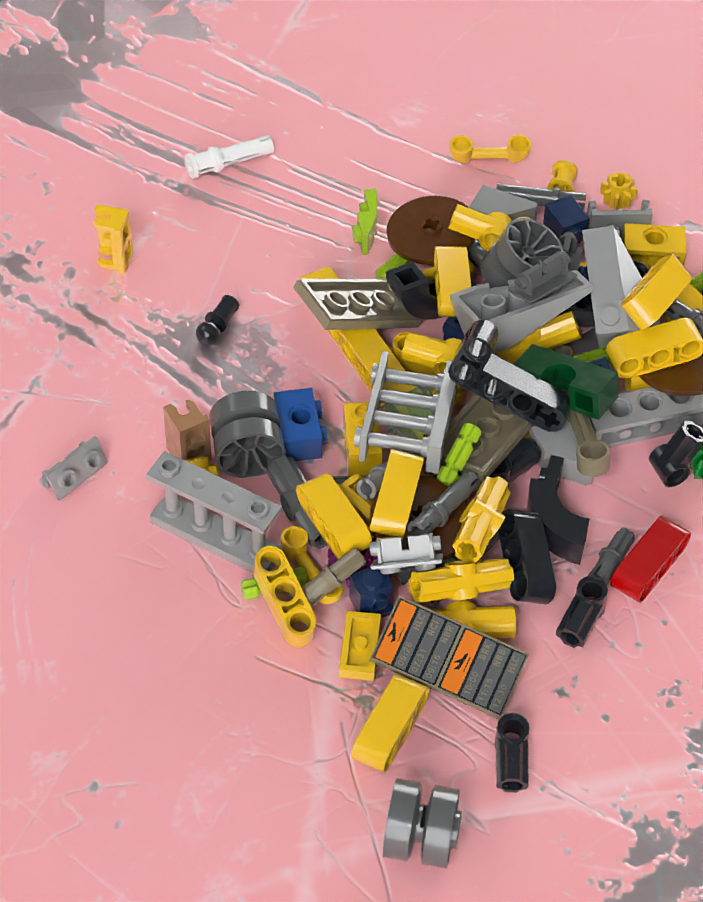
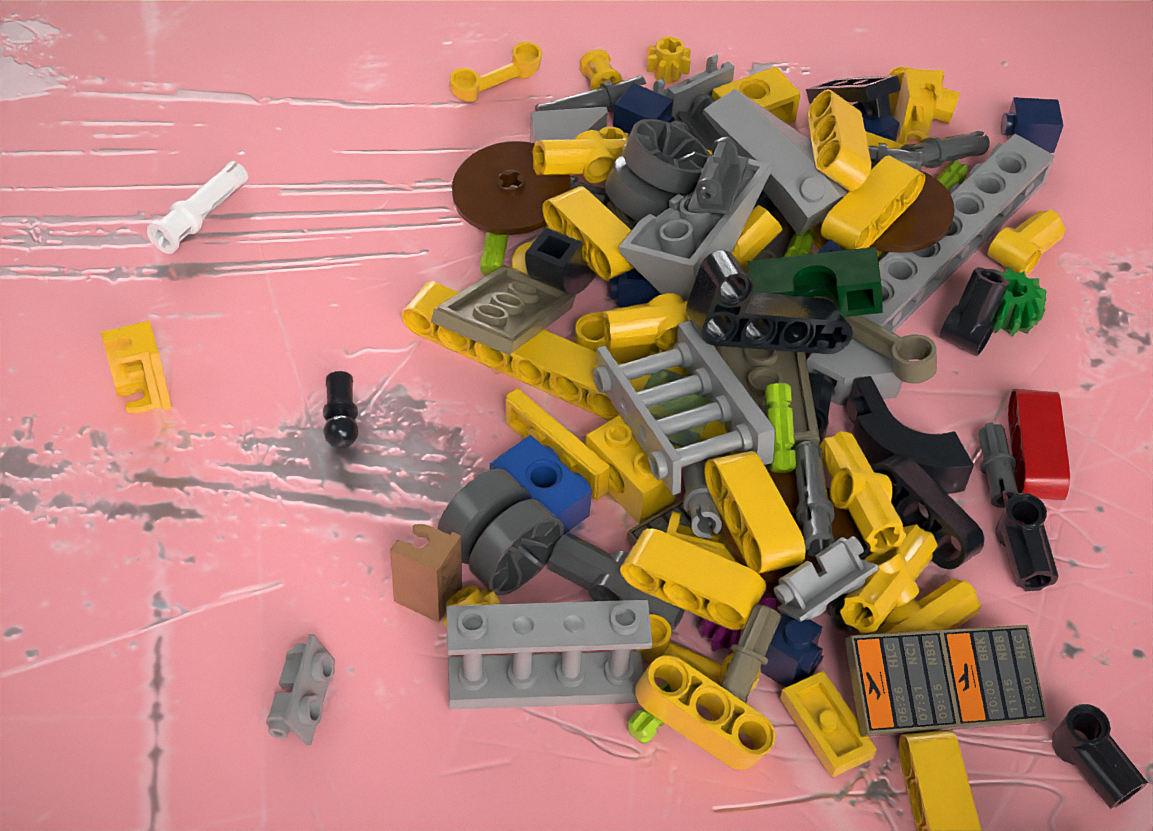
camera: 35 degrees left, 0 degrees up
(330, 403) = (530, 419): none -> yellow tile
(365, 230) = (430, 213): lime slope -> none

